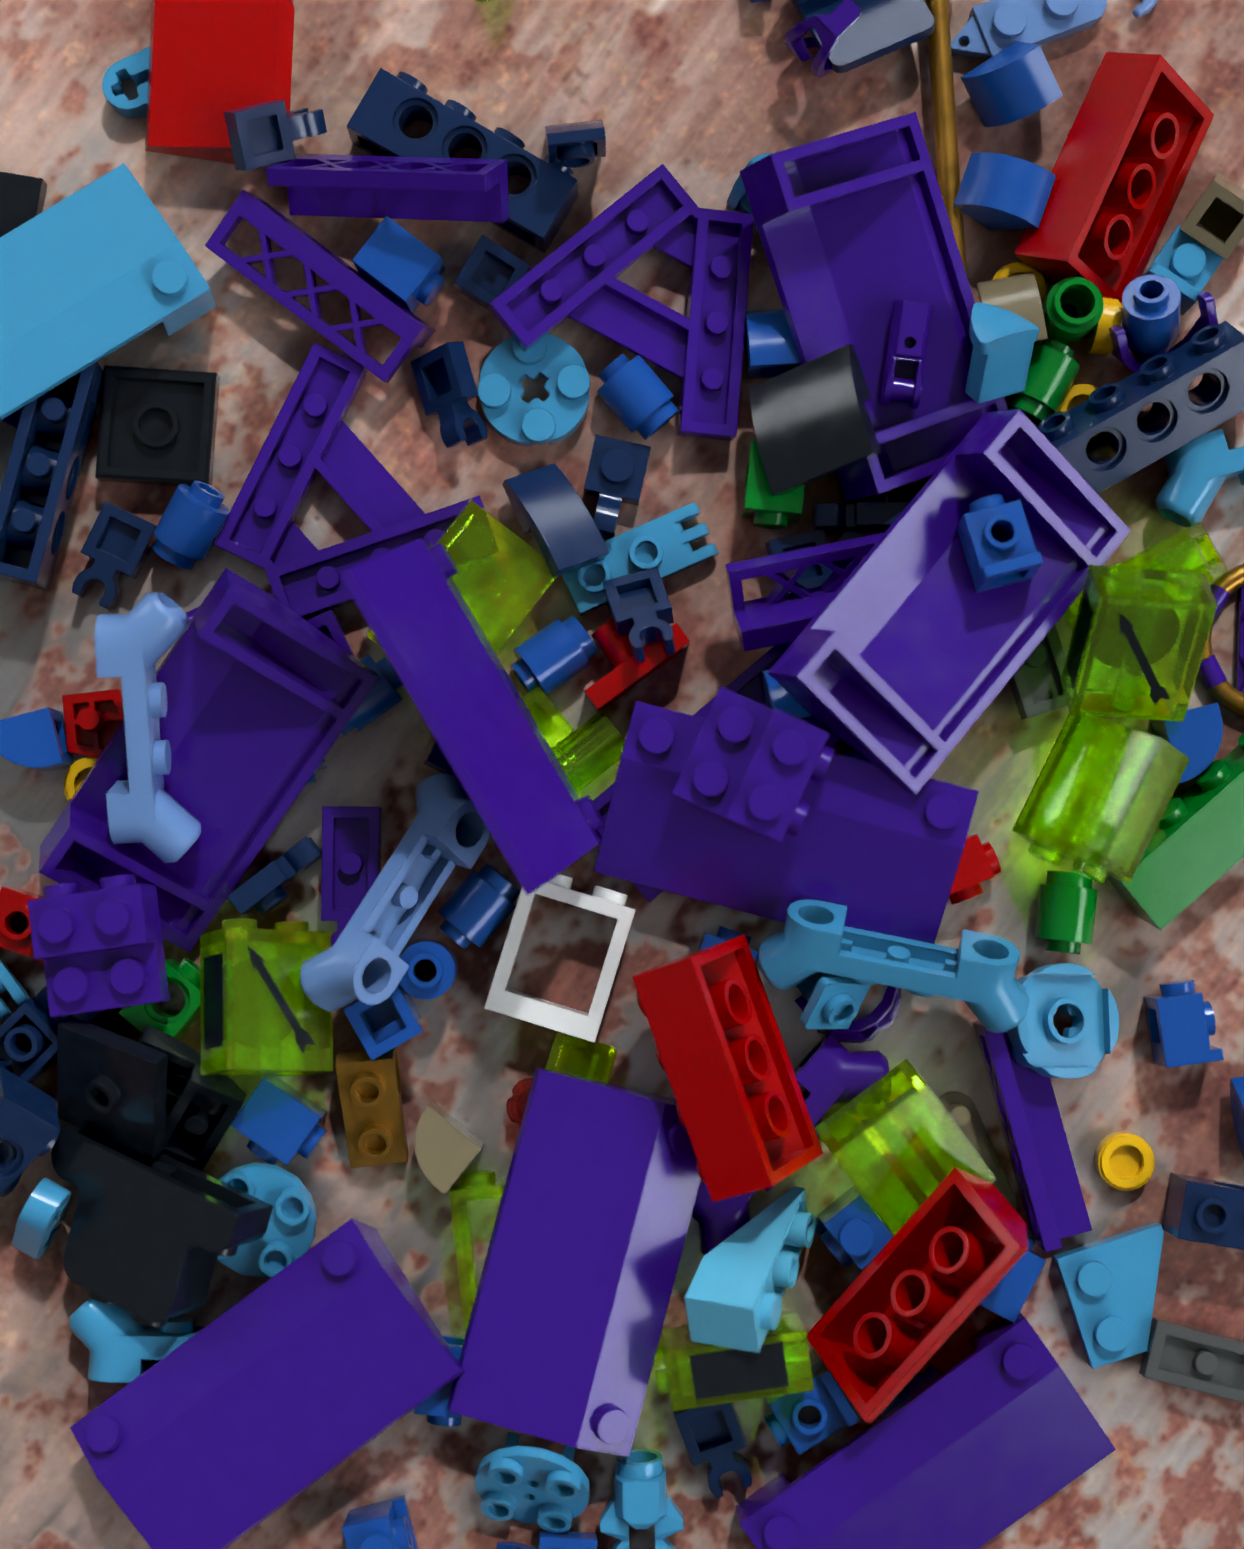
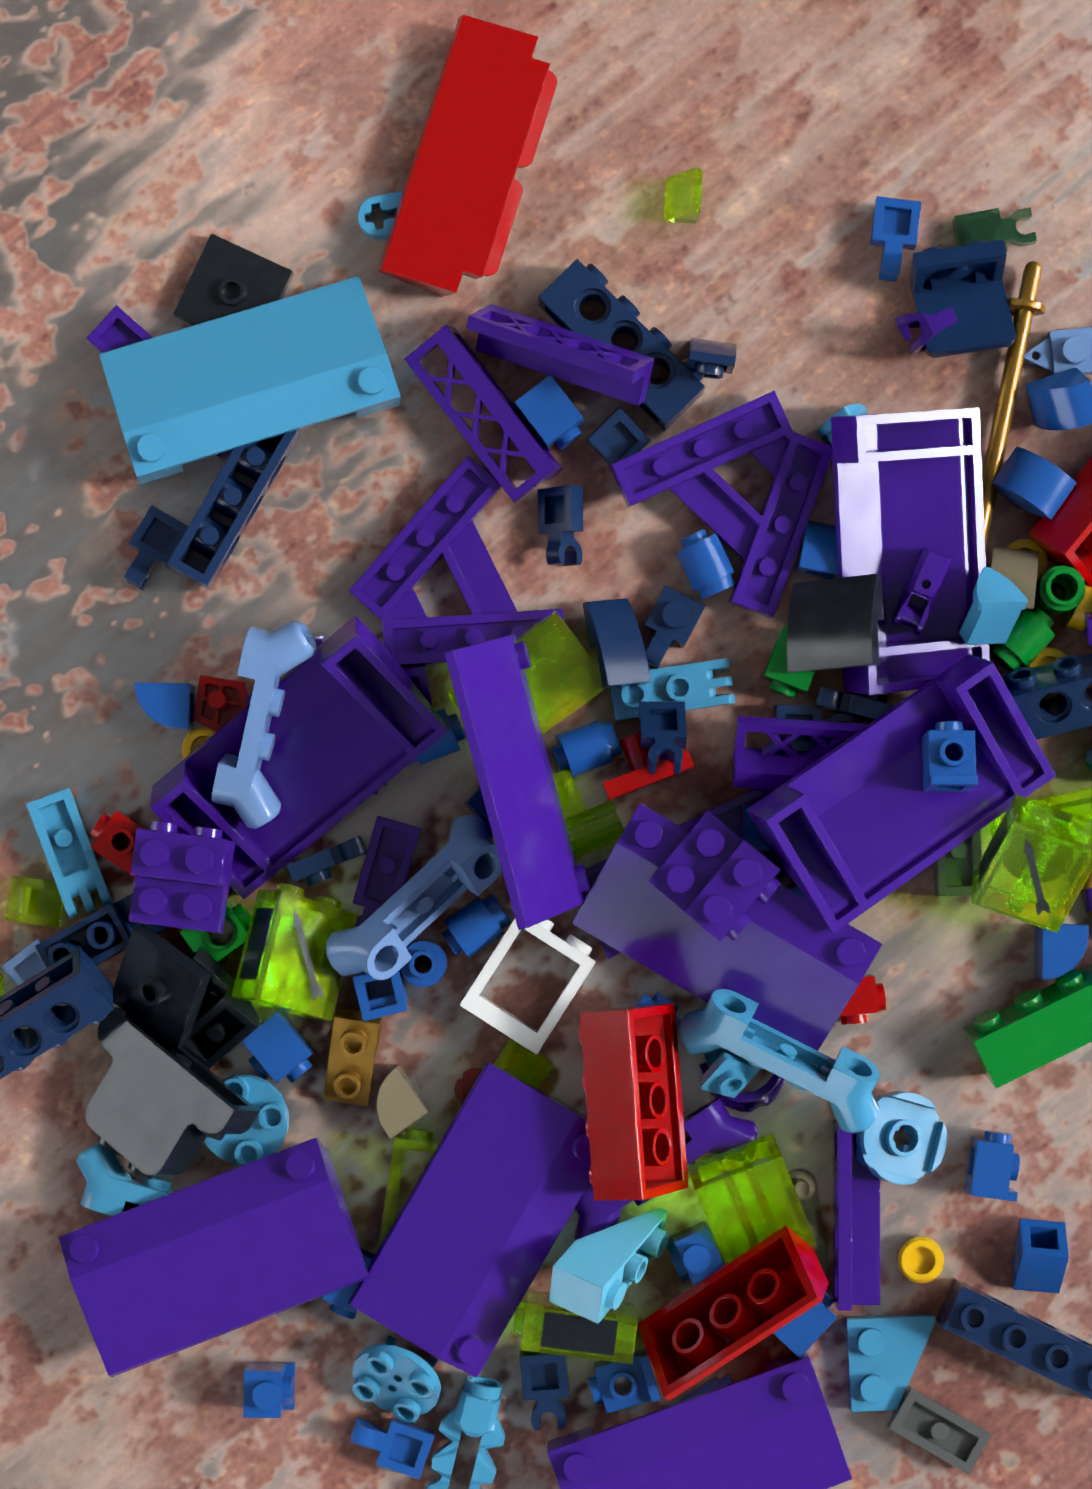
camera: 25 degrees right, 0 degrees up
(41, 1218) = (78, 1072): dark azure beam -> none
(118, 545) = (274, 571): dark blue plate -> none
(157, 426) = (329, 487): black plate -> none
(190, 524) = (334, 570): blue brick -> none
(266, 132) = (475, 285): dark blue plate -> none
(534, 421) = (626, 562): dark azure plate -> none
(1066, 912) = (928, 1054): green brick -> none
(1100, 797) = (976, 973): clear neon green brick -> none

